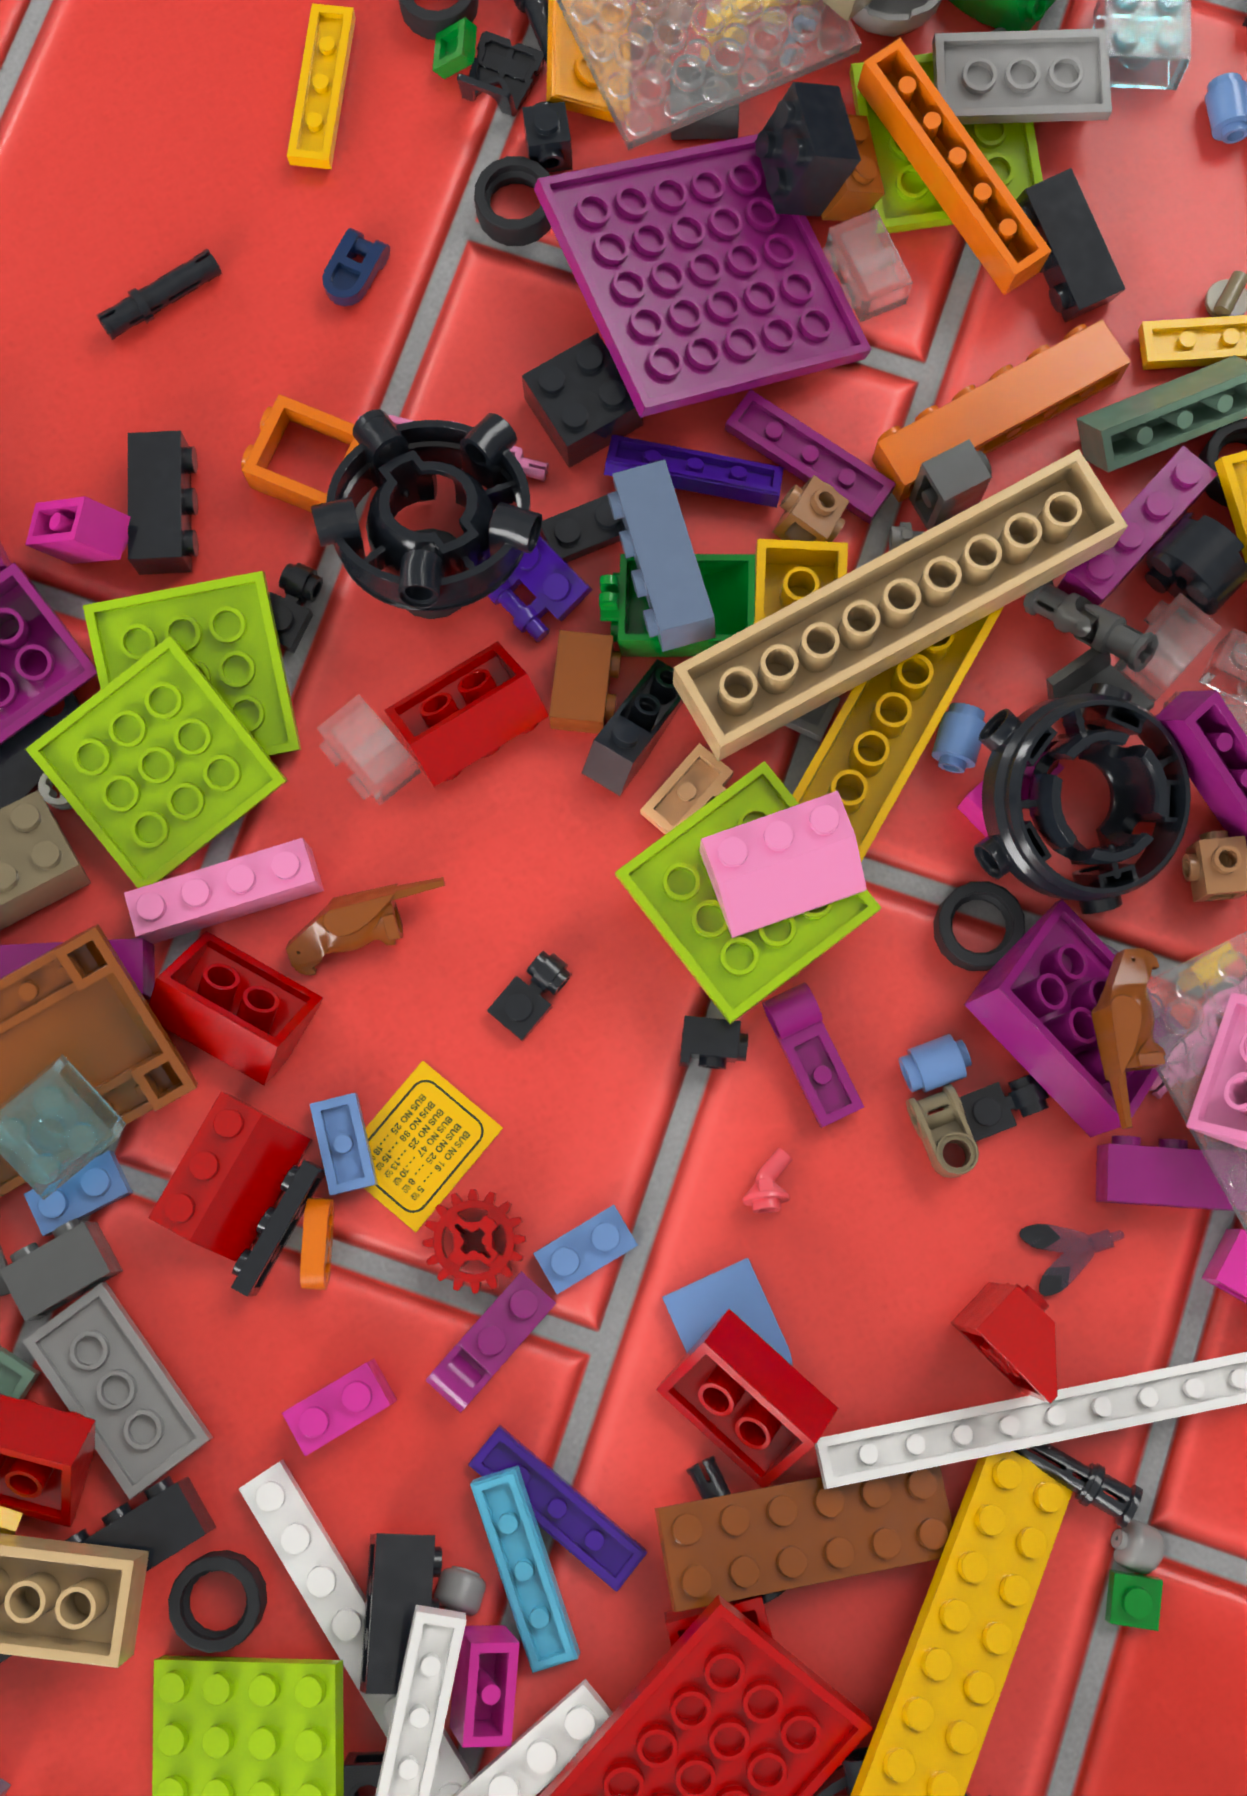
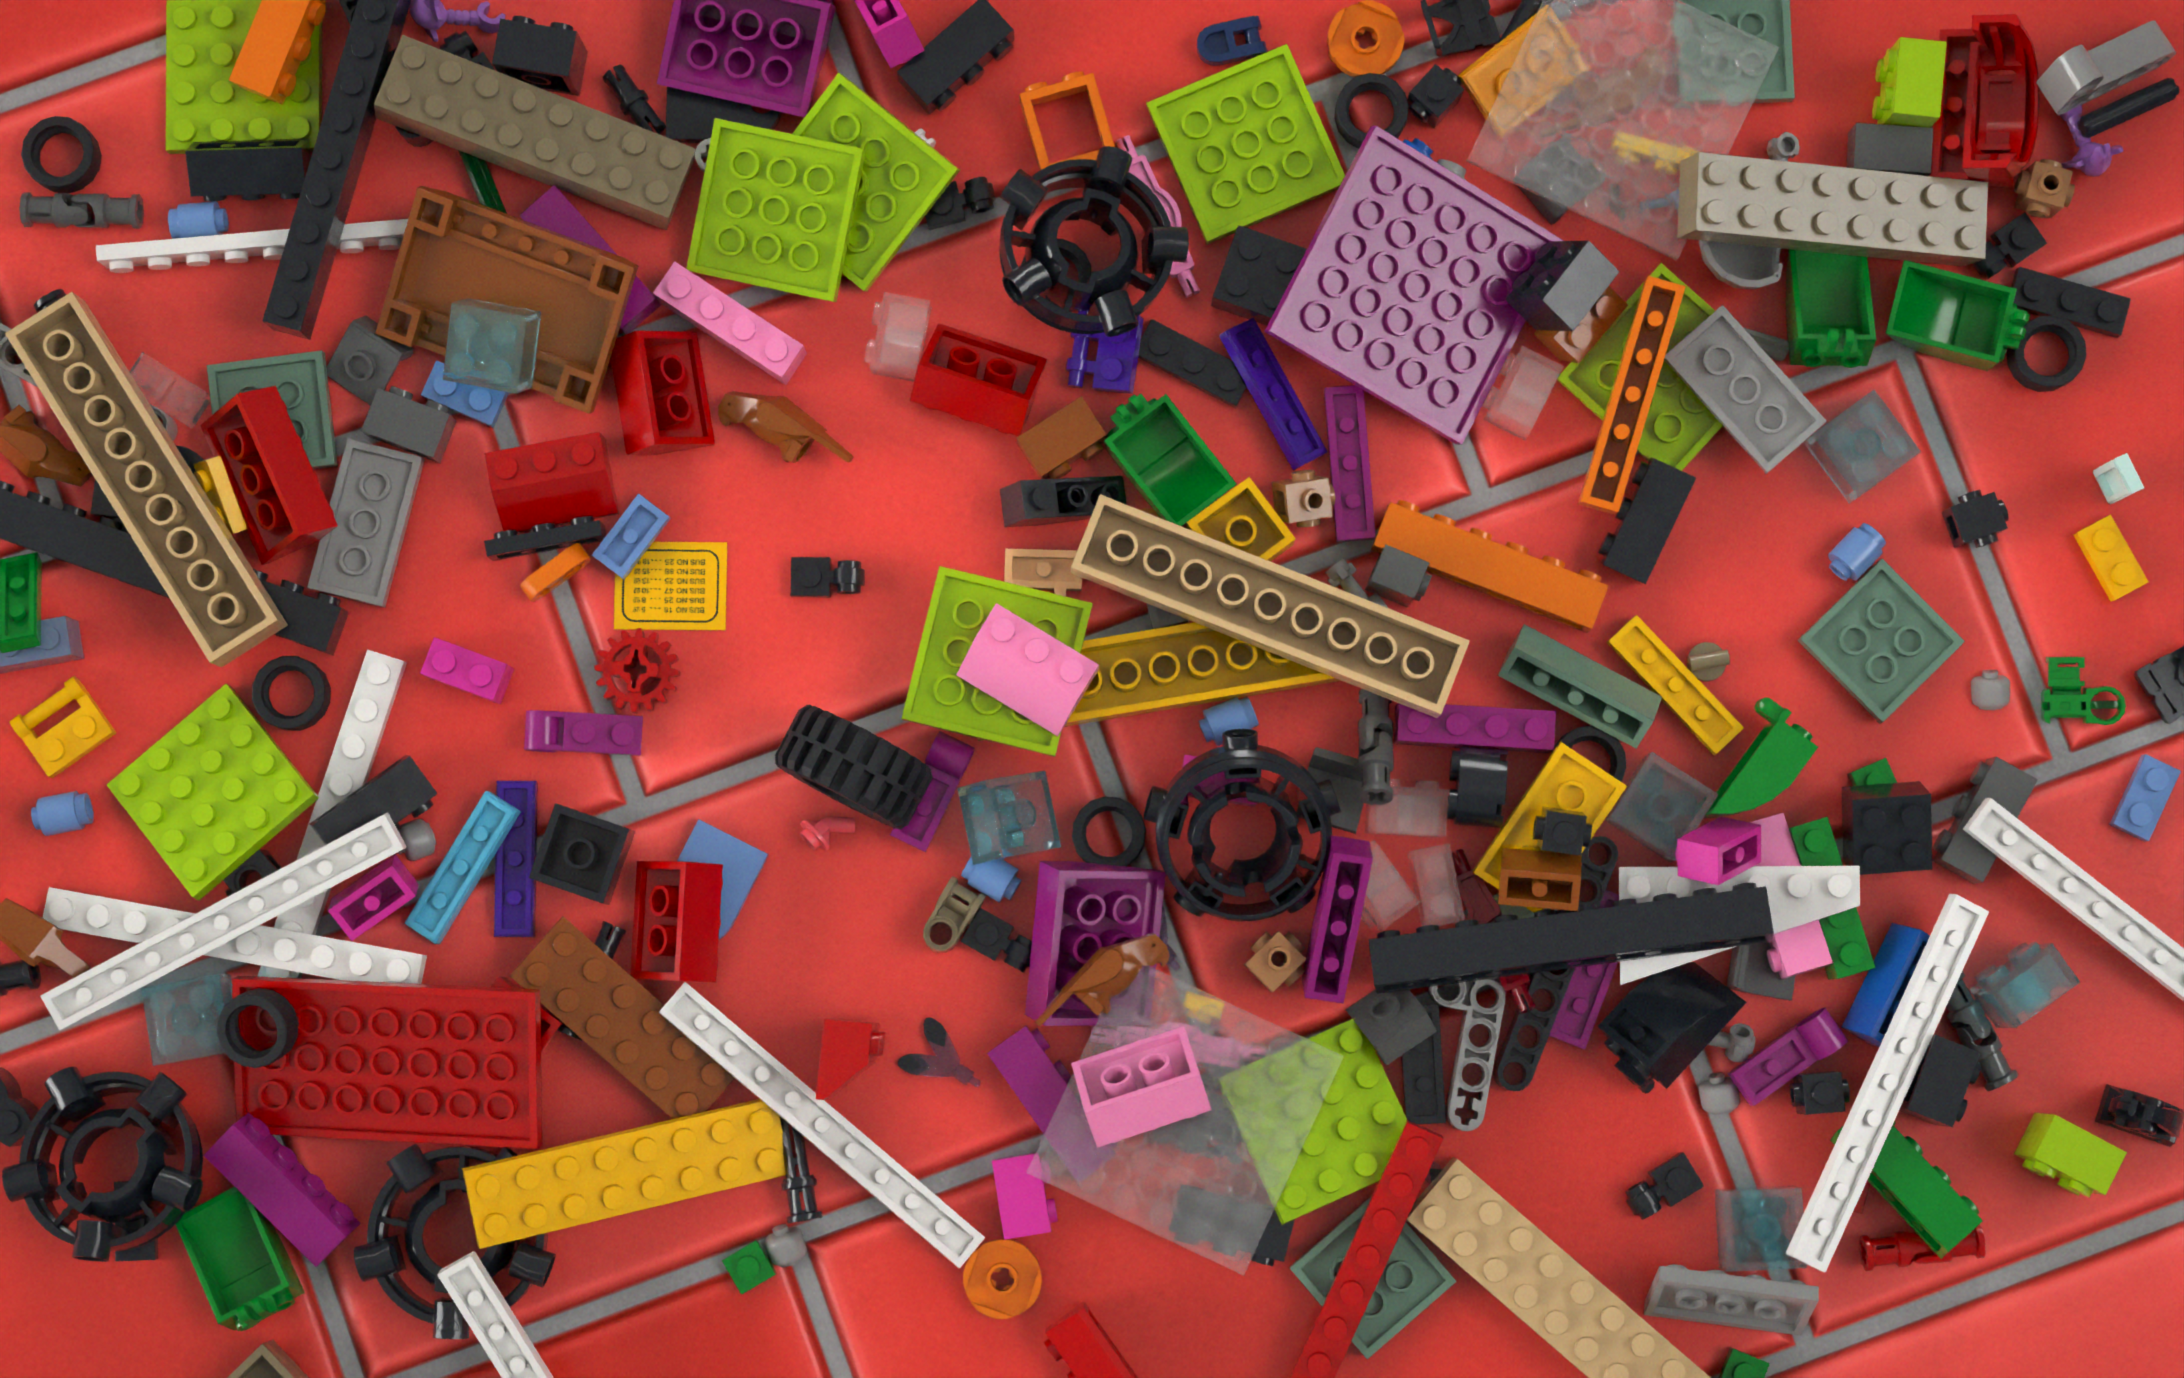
camera: 50 degrees right, 5 degrees up
(424, 156) = (1358, 19): none -> orange plate
(453, 323) = (1246, 143): none -> lime plate
(585, 1249) = (690, 746): medium blue plate -> none
(608, 1439) = (582, 854): none -> black brick
(663, 556) = (1180, 424): sand blue brick -> none
(712, 1042) = (886, 718): black brick -> none
(740, 1104) = (853, 766): none -> black tyre
(899, 1002) = (1009, 817): none -> clear light blue brick

